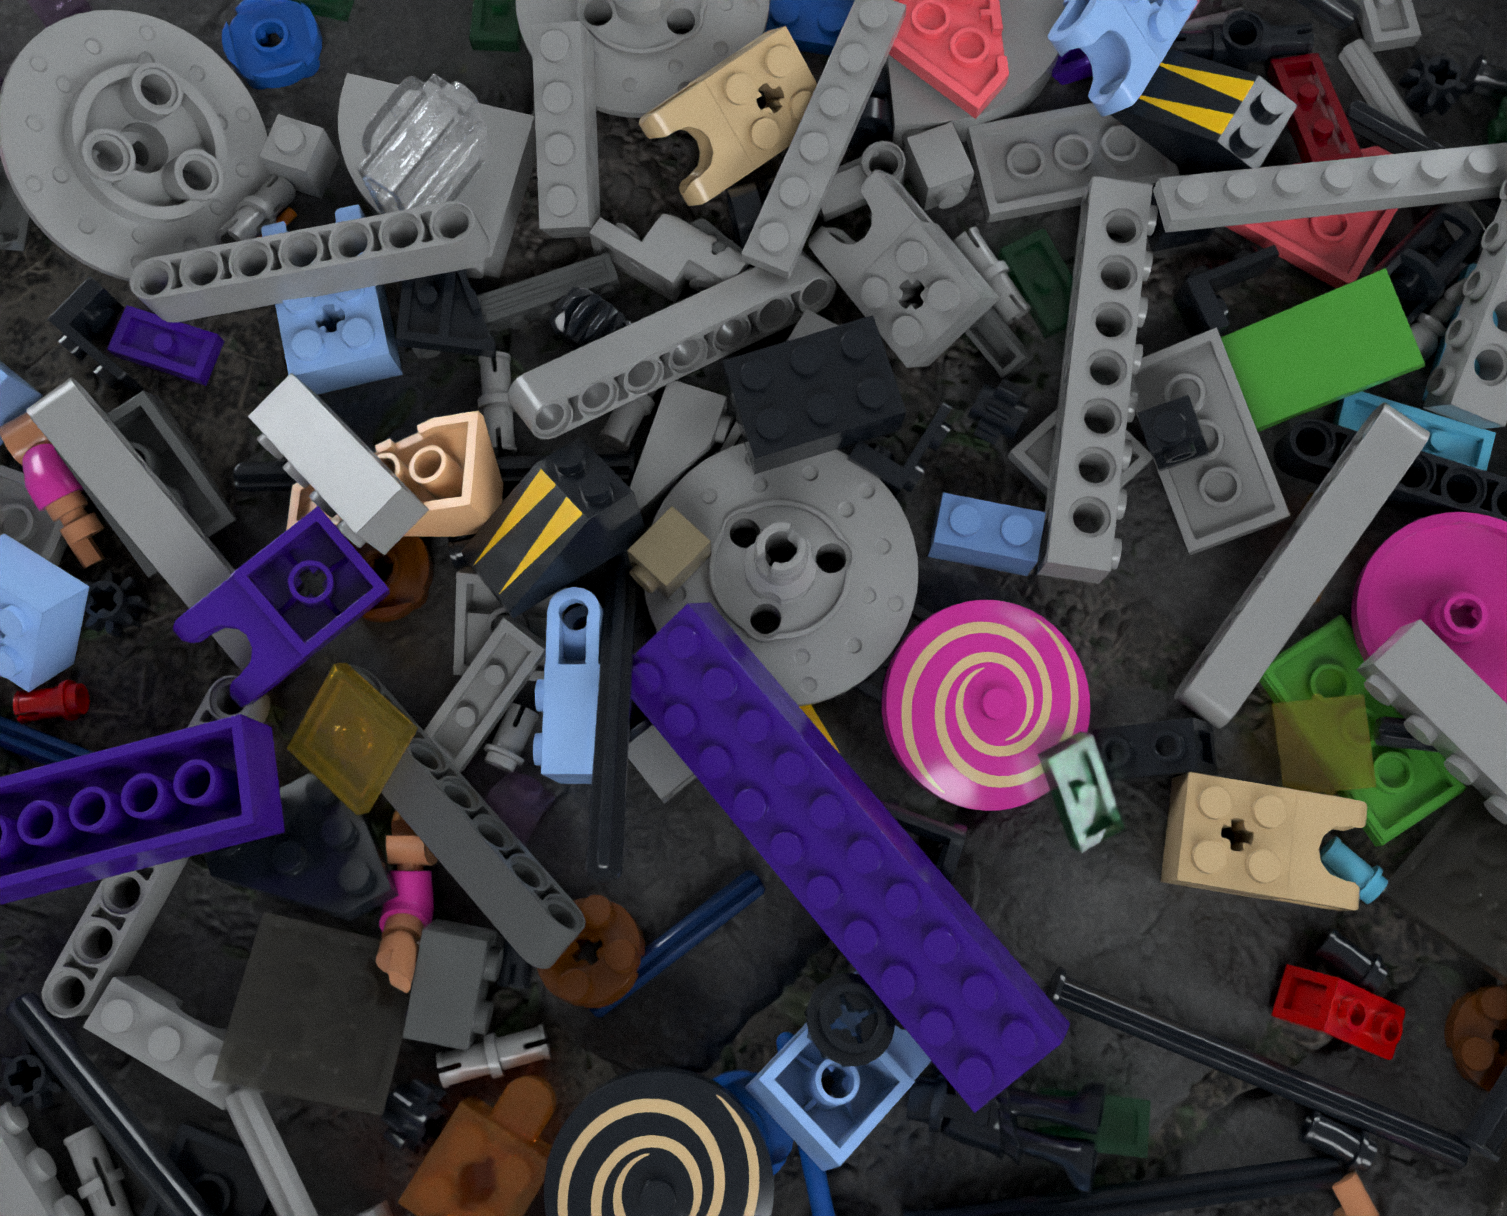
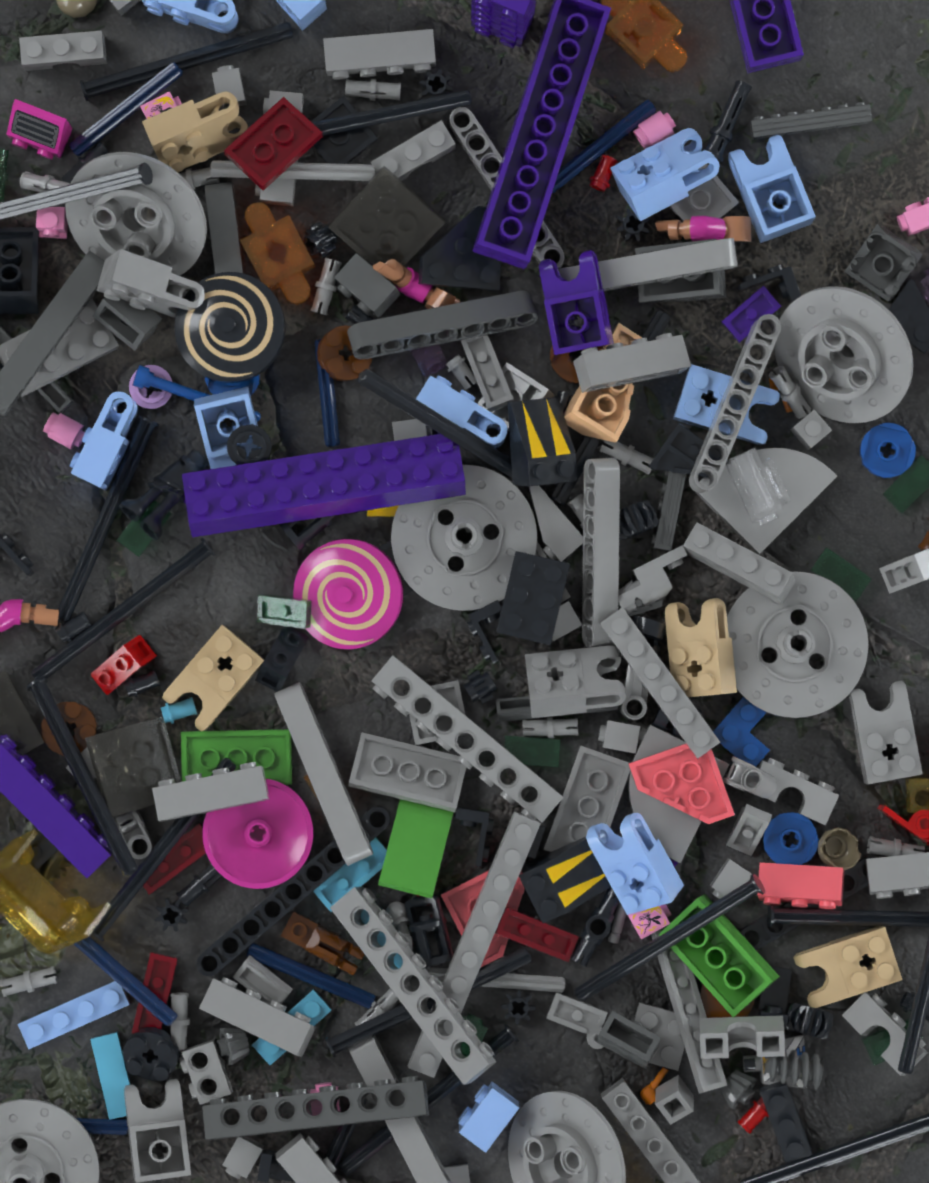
camera: 120 degrees right, 10 degrees up
(352, 738) = (499, 301): clear yellow tile -> none
(668, 553) = (498, 488): dark tan brick -> none
(986, 534) = (425, 643): medium blue brick -> none
(1173, 433) = (418, 755): black brick -> none
(1324, 744) = (239, 734): clear yellow piece -> none

